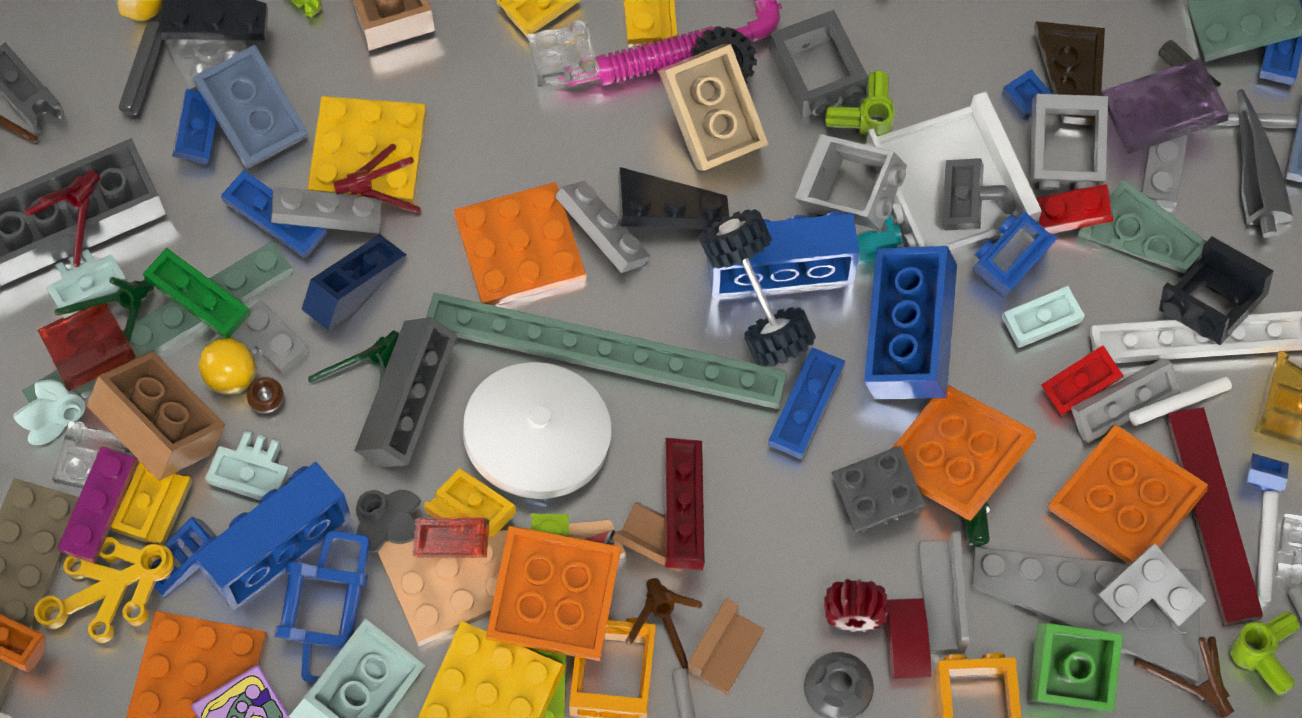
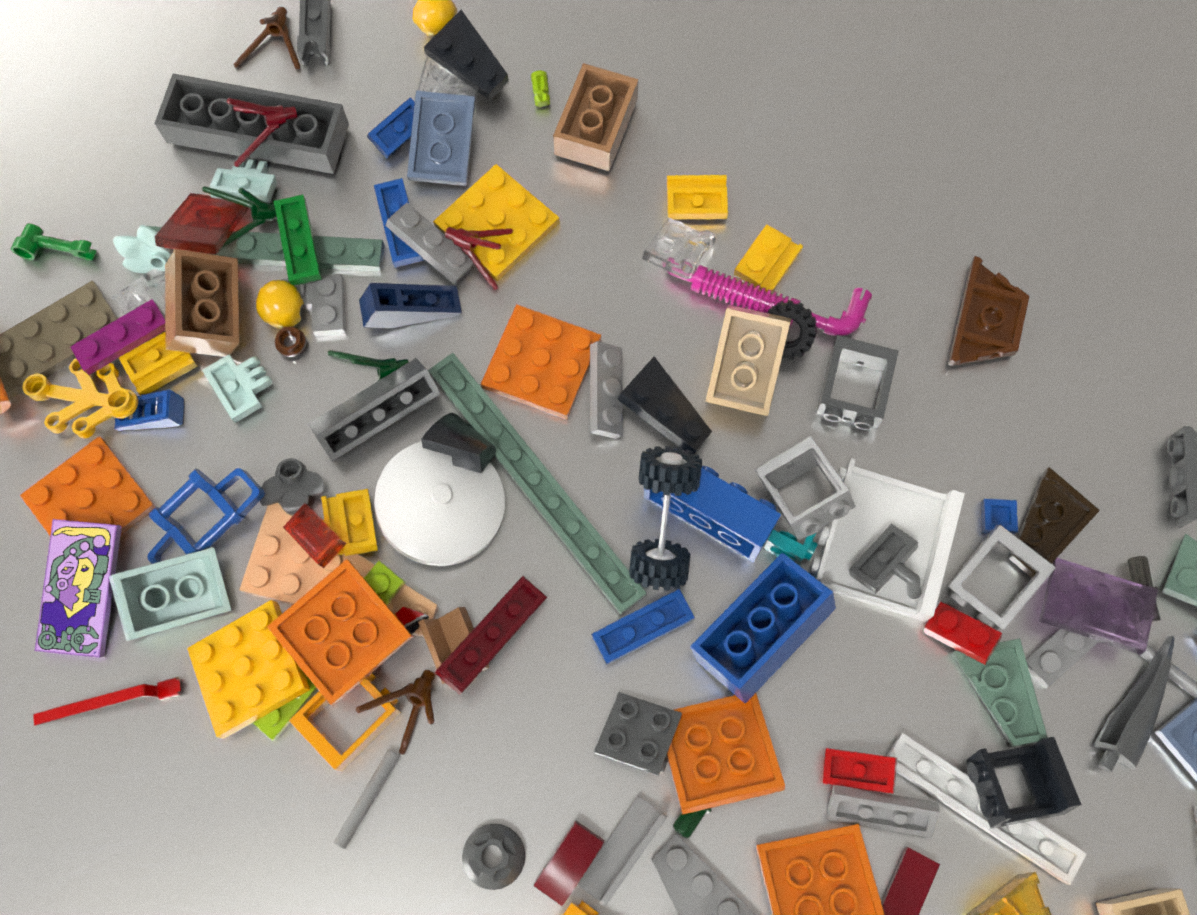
camera: 40 degrees right, 5 degrees up
(141, 69) = (396, 68): dark grey axle -> none
(275, 532) = (202, 442): blue brick -> none
(508, 362) = (461, 441): none -> black slope
(724, 648) = (437, 762): medium nougat panel -> none
(856, 605) = (548, 809): dark red gear -> none
(874, 105) = (875, 443): lime axle -> none
(1013, 254) = (887, 631): blue window -> none
(1043, 317) = (871, 696): light aqua plate -> none
(1180, 400) = (926, 844): white bar -> none

